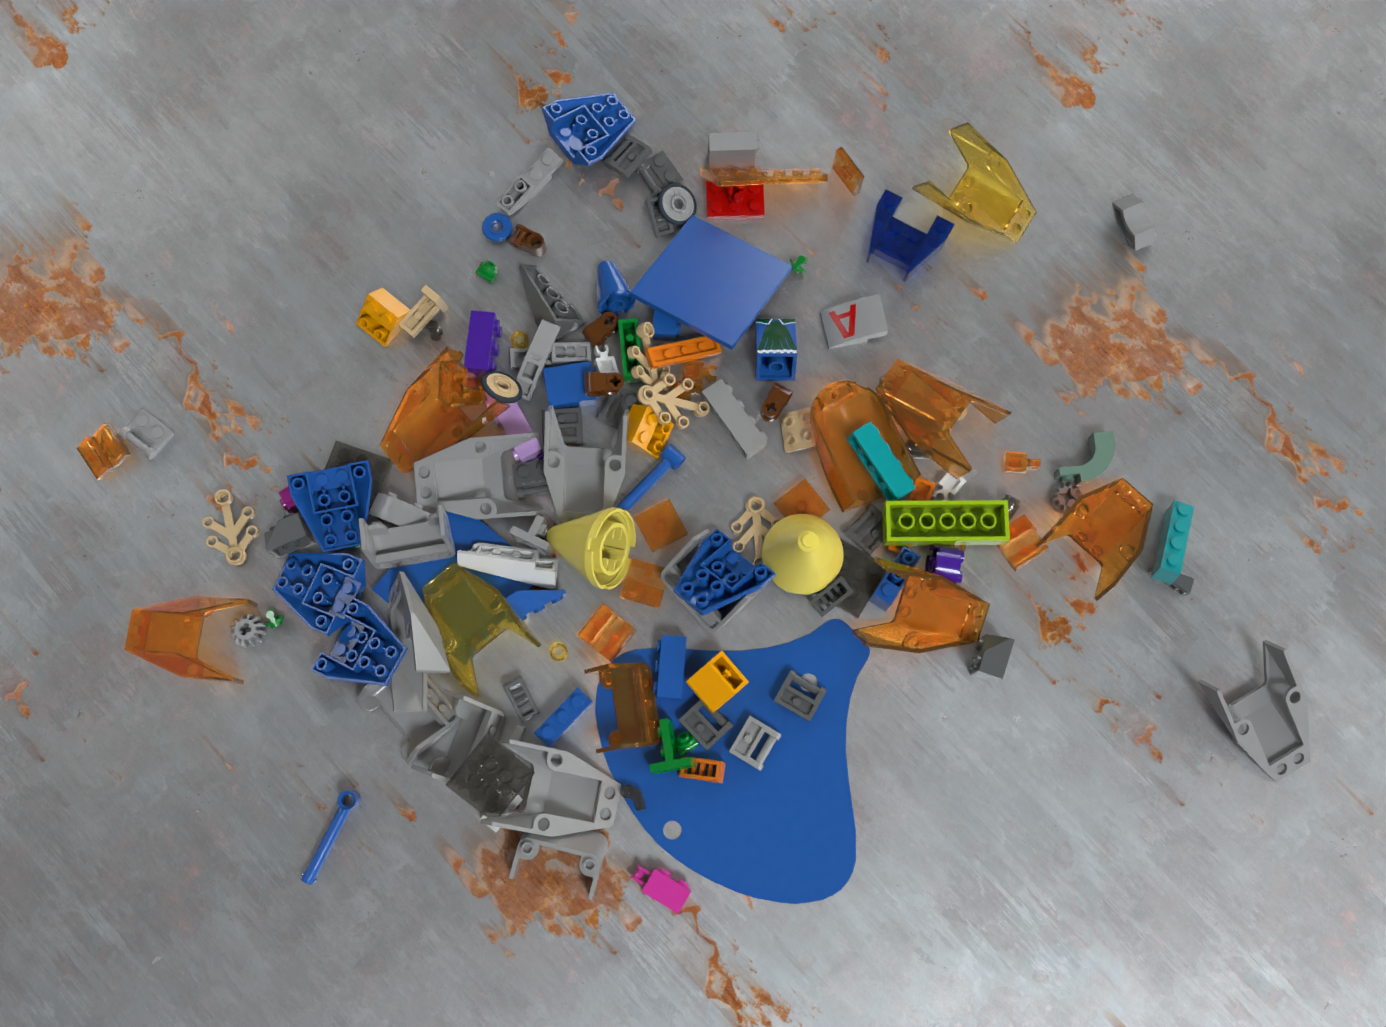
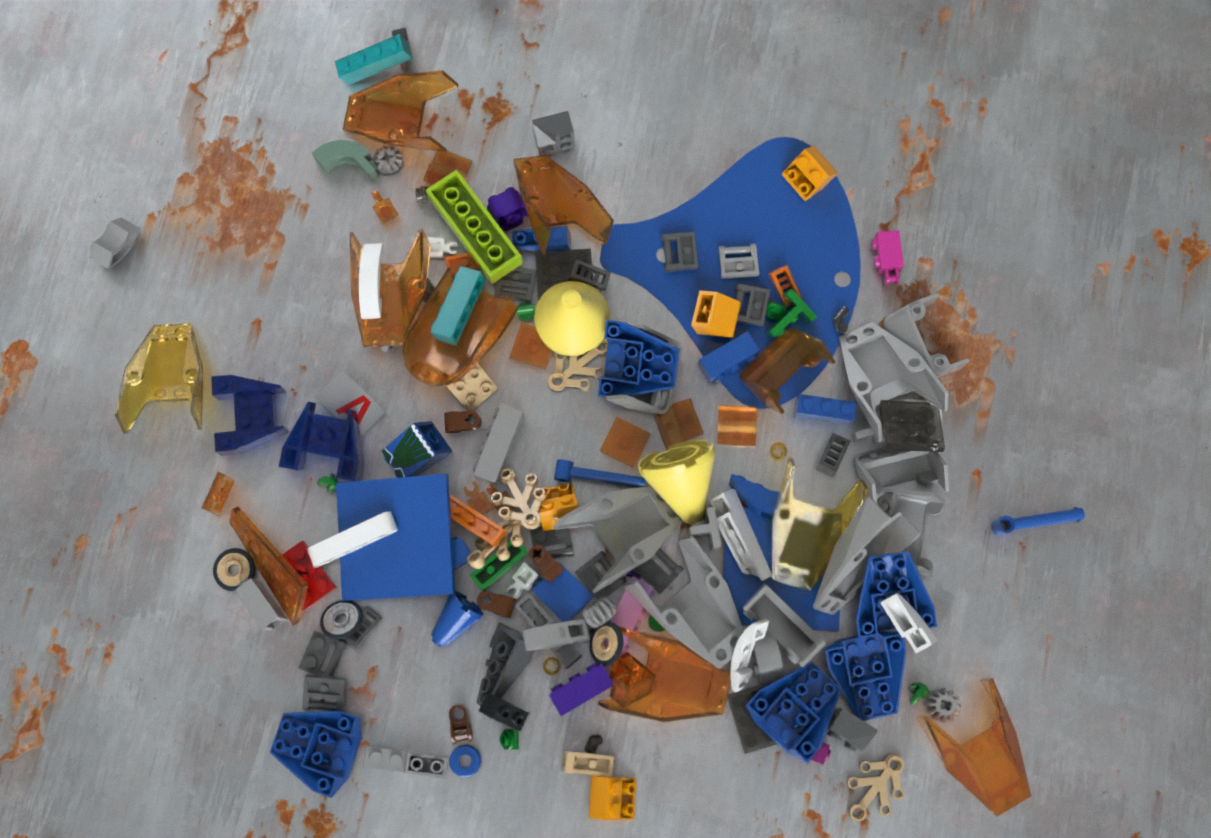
camera: 125 degrees left, 0 degrees up
(329, 644) = (908, 622): none -> white slope
(401, 482) = (740, 672): none -> white slope
(510, 275) = (503, 712): none -> black brick
(531, 401) = (600, 611): none -> light grey gear
(733, 247) = (352, 539): none -> white beam
(778, 140) = (225, 561): none -> tan wheel
(794, 874) = (809, 173): none -> light orange slope
(834, 282) = (325, 437): none -> clear blue wedge
(839, 521) = (526, 311): none -> green plate
(950, 394) = (369, 281): none -> white slope

